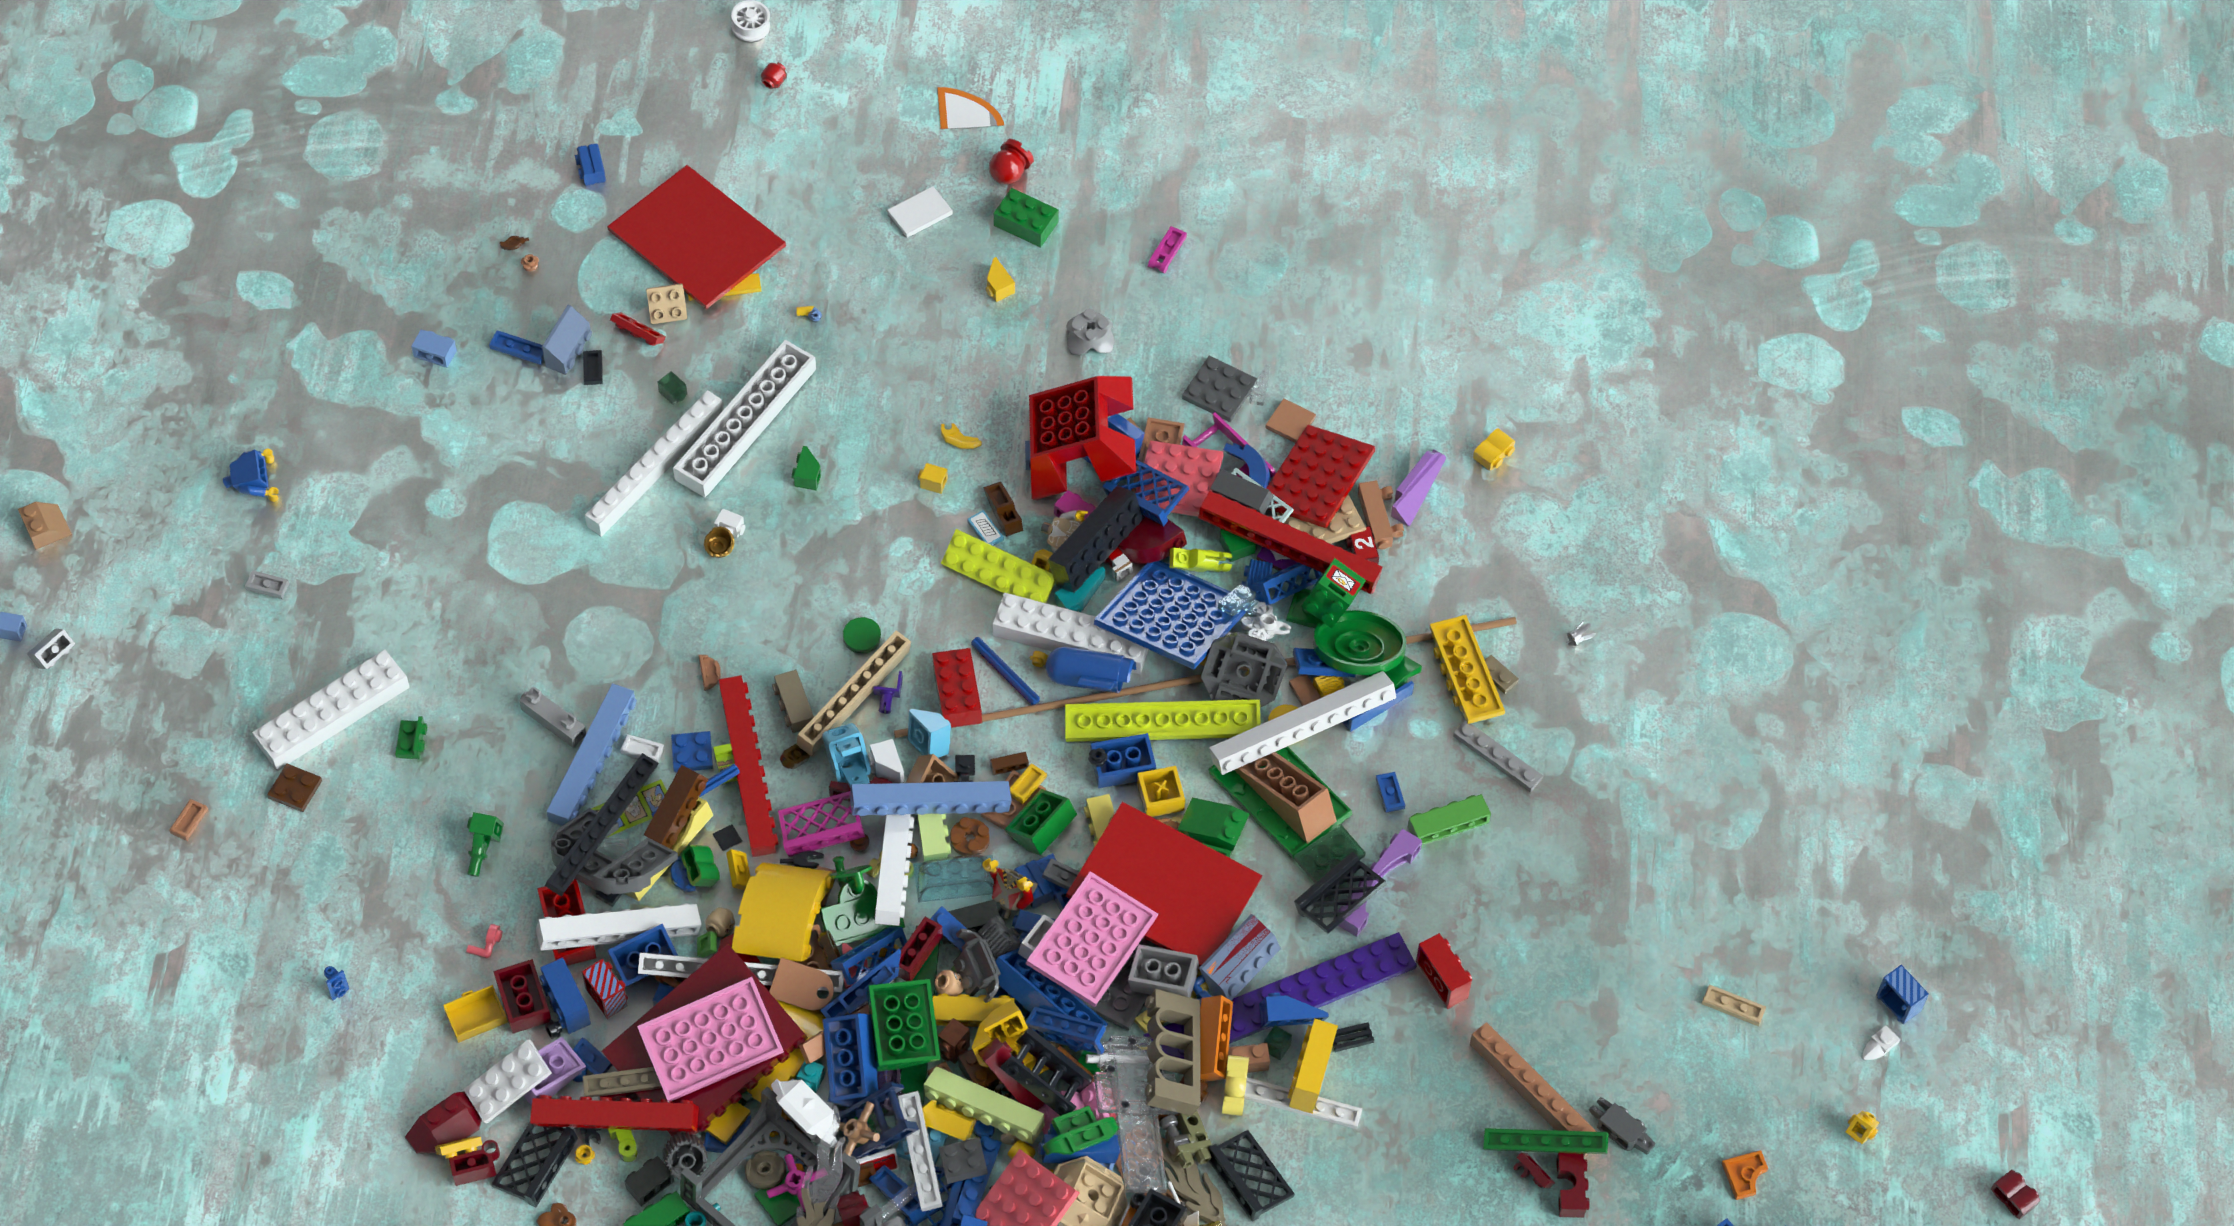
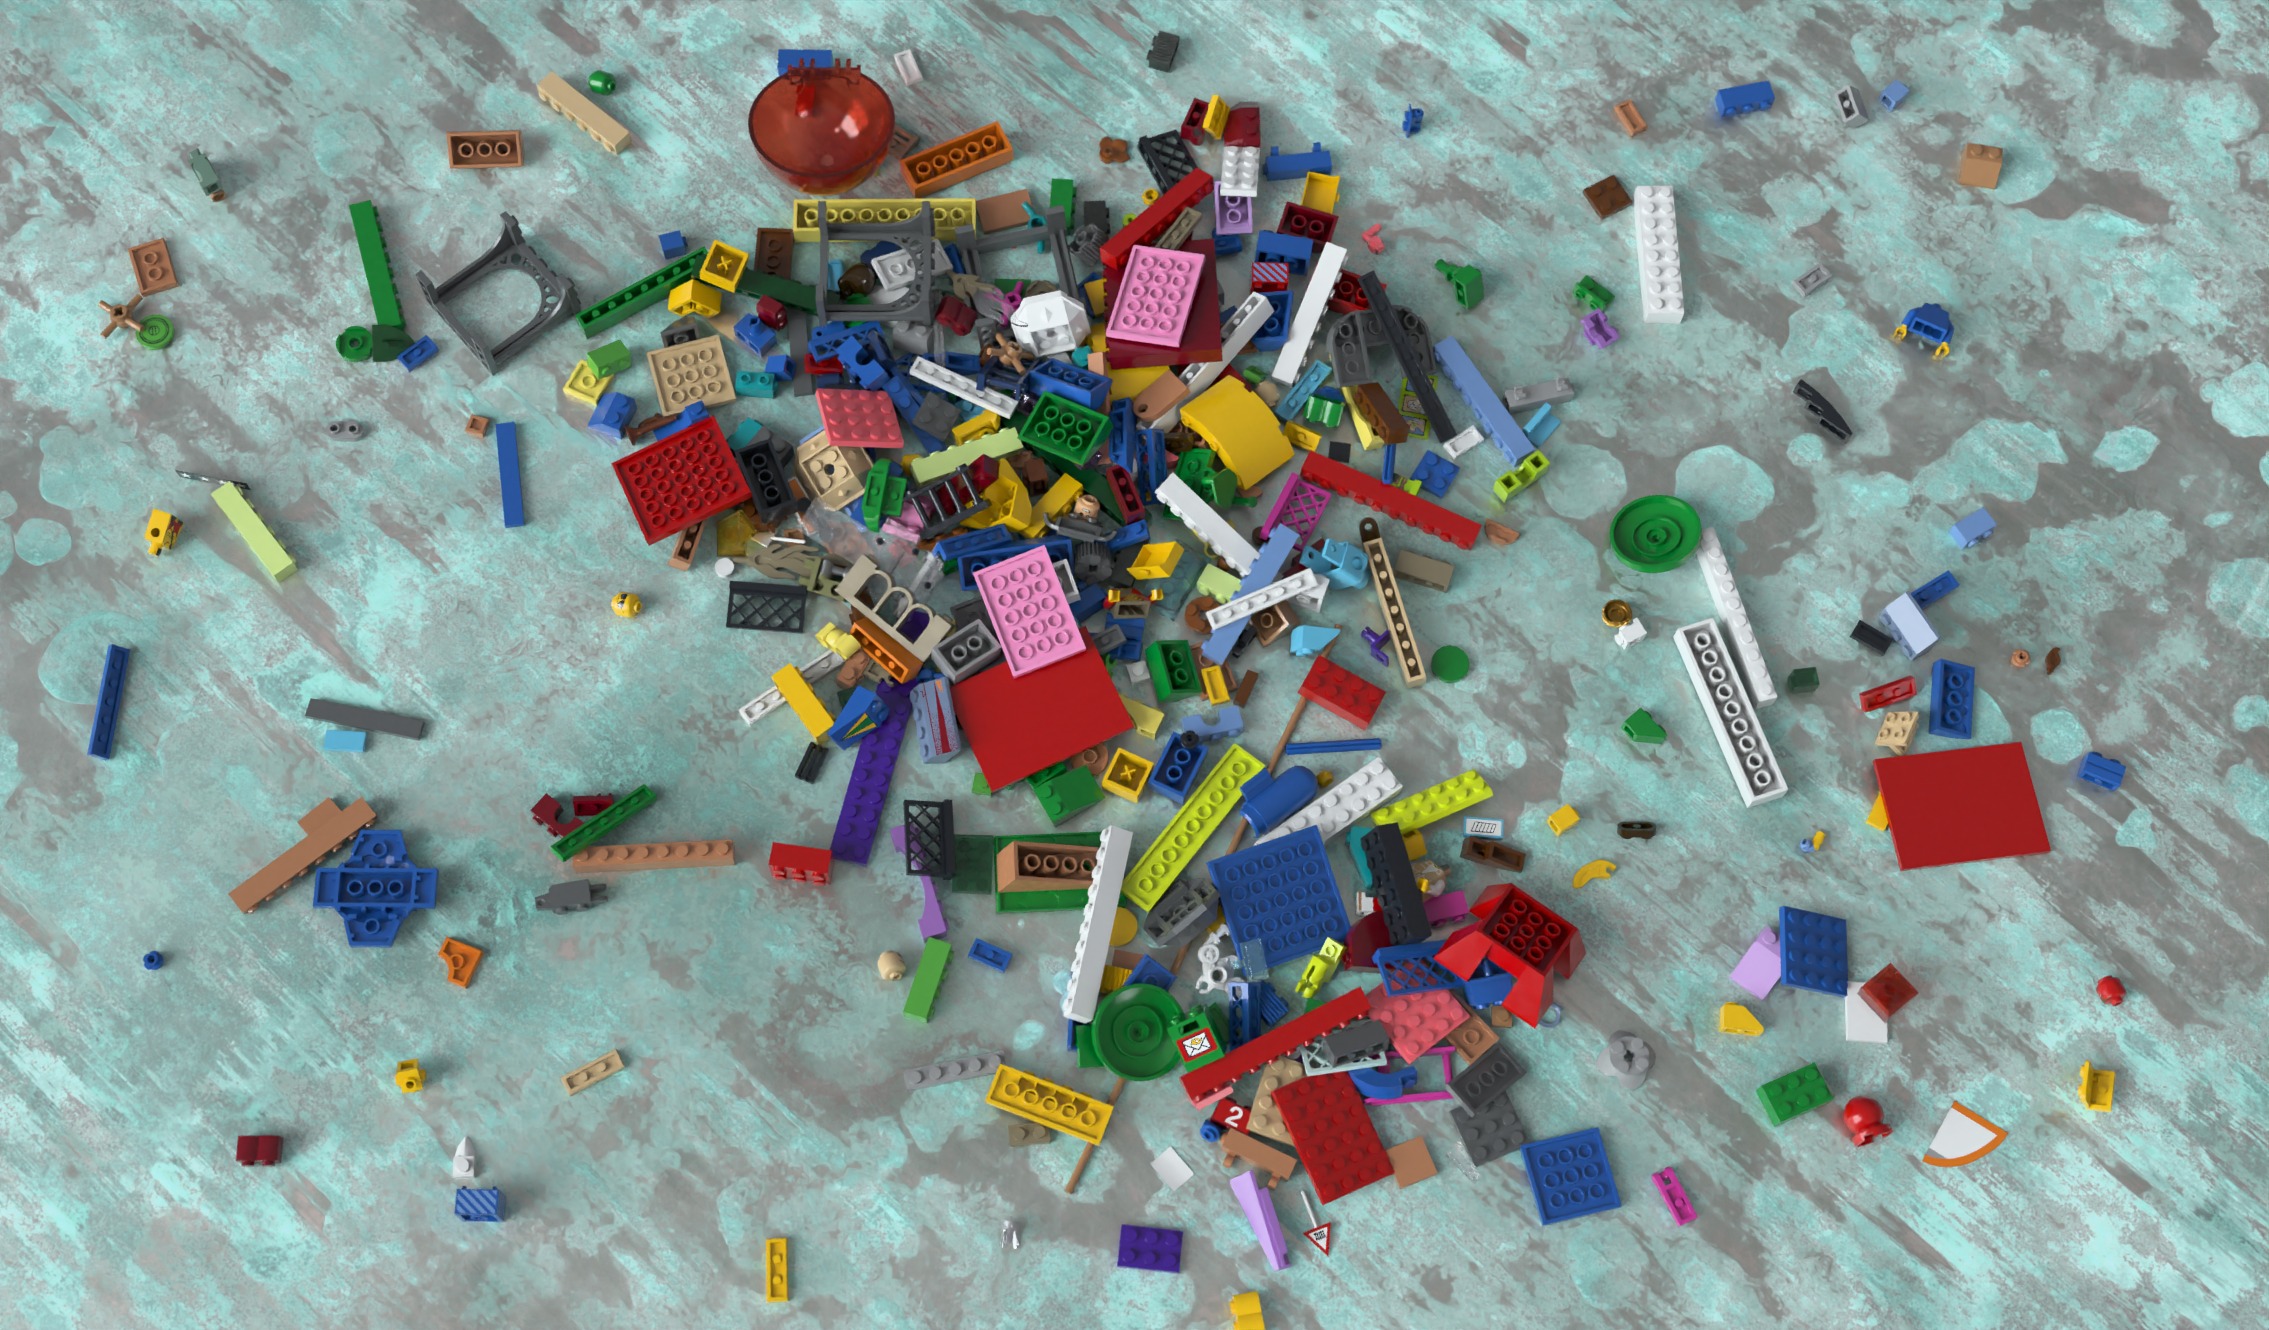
camera: 125 degrees right, 10 degrees up
(102, 738) = (1744, 99): none -> blue brick
(402, 502) = (1827, 415): none -> black slope
(448, 707) = (1597, 329): none -> medium lavender cylinder
(454, 1050) = (1296, 165): none -> blue brick
(580, 701) = (1541, 426): none -> medium azure panel
(606, 287) = (1951, 700): none -> blue slope
(624, 551) = (1655, 534): none -> green container
(660, 685) = (1513, 483): none -> lime arch
(702, 896) = (1299, 394): none -> medium azure plate
(750, 20) = (2193, 1014): white wheel -> none
(801, 859) = (1277, 485): black hand -> none
(859, 47) = (2096, 1088): none -> yellow bracket
(899, 197) = (1887, 993): none -> clear red brick
(899, 428) = (1636, 829): none -> dark brown plate
(905, 258) = (1813, 951): none -> blue plate
(931, 779) = (1262, 599): none -> white tile
(937, 290) = (1760, 964): none -> lavender slope
(961, 882) = (1156, 560): none -> yellow container
(965, 766) = (1268, 655): black plate -> none
(1053, 753) = (1229, 725): none -> medium blue arch
(1062, 851) = (1138, 672): none -> white plate
(1190, 403) = (1485, 1079): none -> dark grey plate
(1210, 317) = (1570, 1176): none -> blue plate
(1237, 1035) = (877, 673): none -> dark tan plate
(1259, 898) = (980, 785): none -> bright green plate
(1386, 557) = (1210, 1131): none -> blue plate
(1394, 444) = (1319, 1235): none -> piece
(1434, 567) = (1172, 1168): none -> white sticker
(1461, 852) = (891, 965): none -> tan head
(1505, 542) = (1150, 1249): none -> dark purple plate
(1748, 769) = (777, 1269): none -> yellow tile

